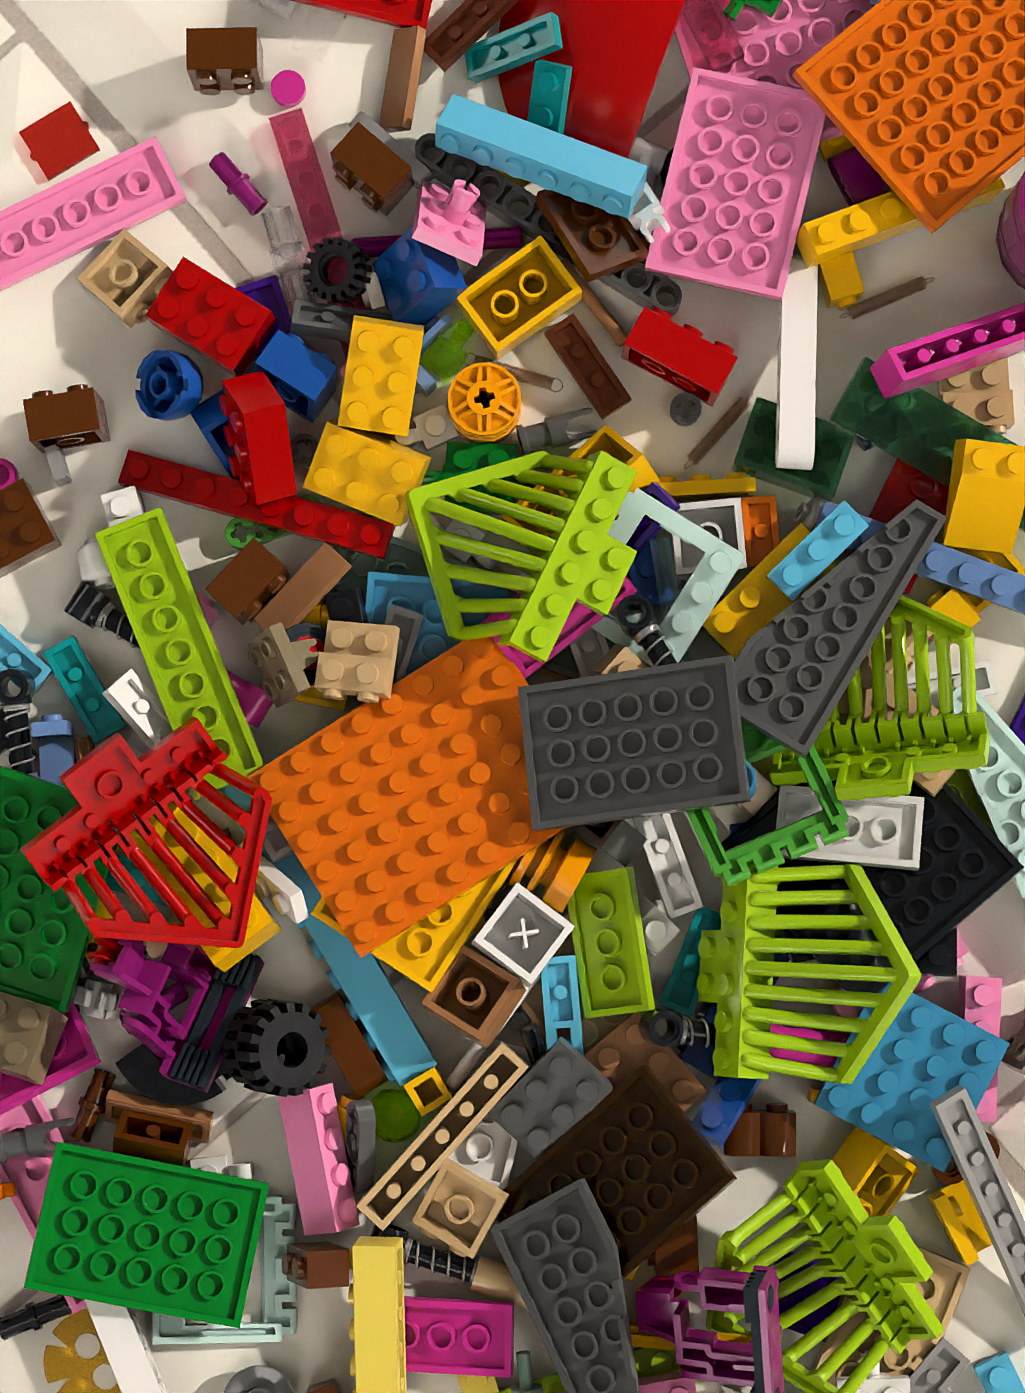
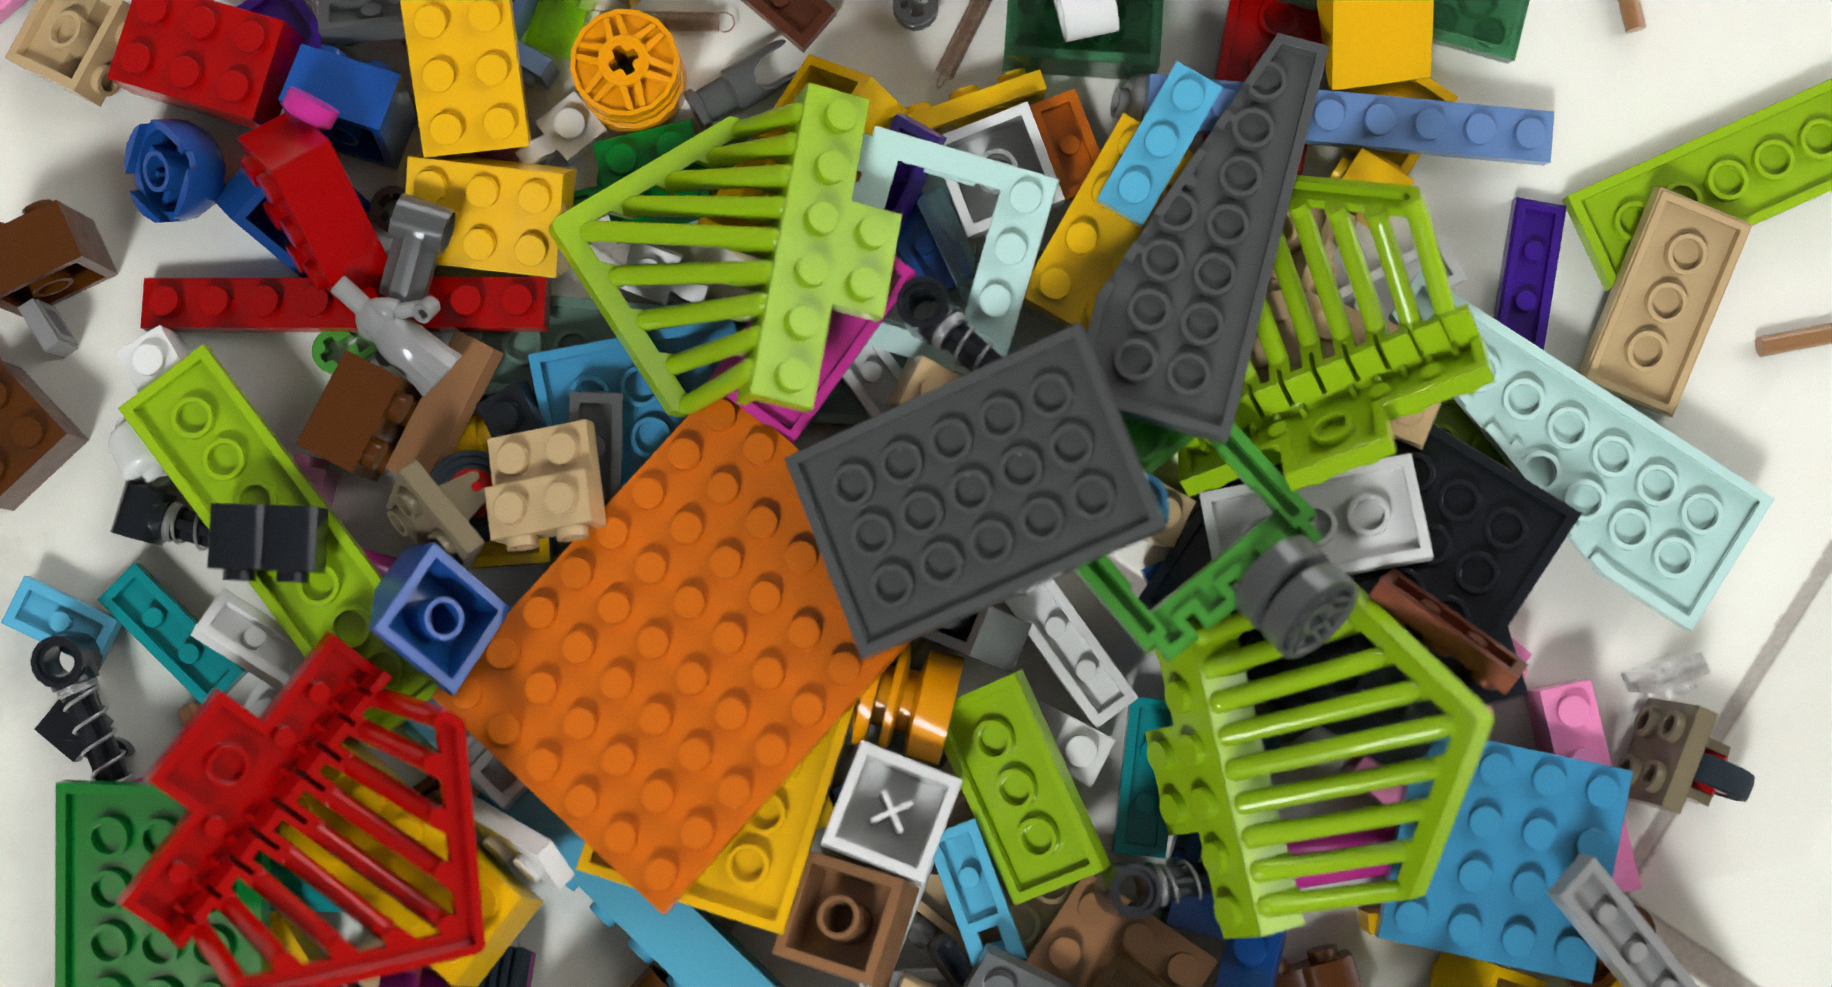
camera: 15 degrees left, 0 degrees up
(55, 746) = (149, 718): medium blue bracket -> none
(170, 646) = (267, 539): none -> black brick
(266, 724) = (436, 614): none -> blue slope
(275, 376) = (310, 109): none -> dark pink tile
(289, 539) = (399, 338): none -> light grey piece
(320, 476) = (419, 236): none -> dark grey piece
(820, 867) = (1295, 596): none -> dark grey wheel
(913, 918) = (1448, 632): none -> copper plate

